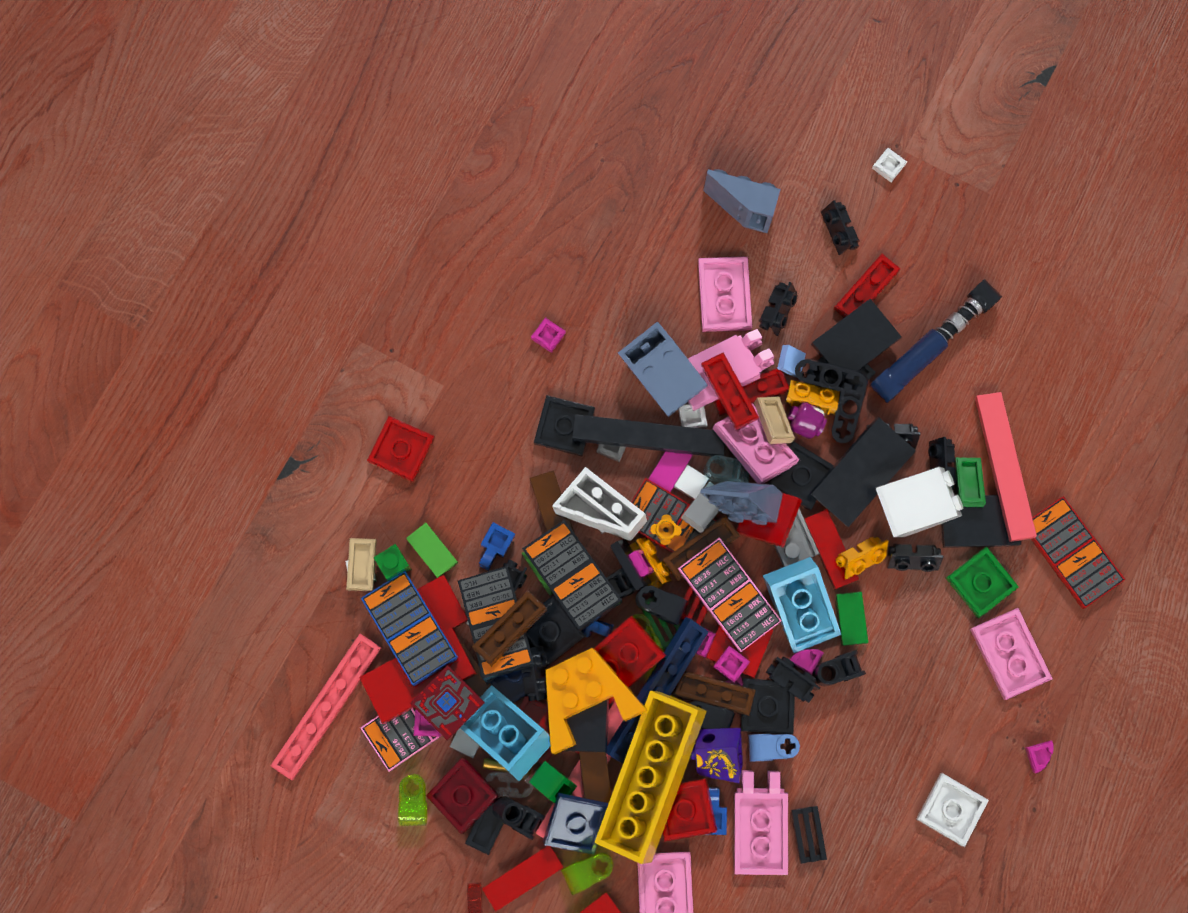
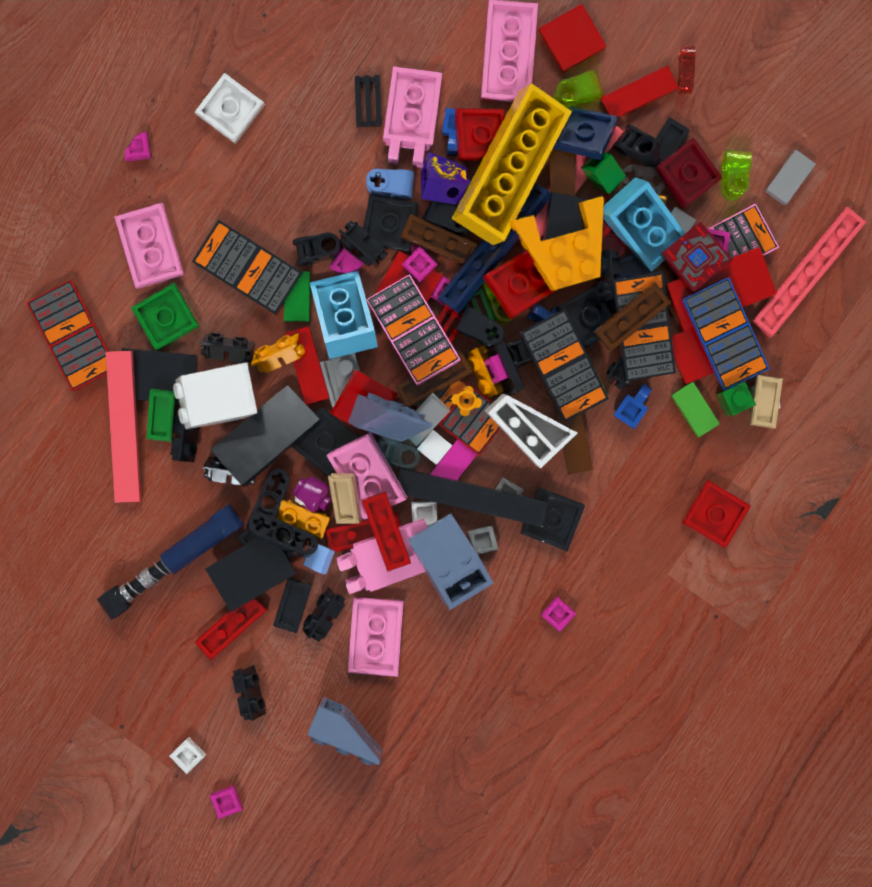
camera: 170 degrees left, 10 degrees up
(354, 805) = (790, 177): none -> light grey tile
(631, 397) = (483, 540): none -> light grey tile
(810, 314) = (292, 605): none -> black tile
(845, 127) = (226, 801): none -> dark pink tile
(907, 642) = (247, 267): none -> tile

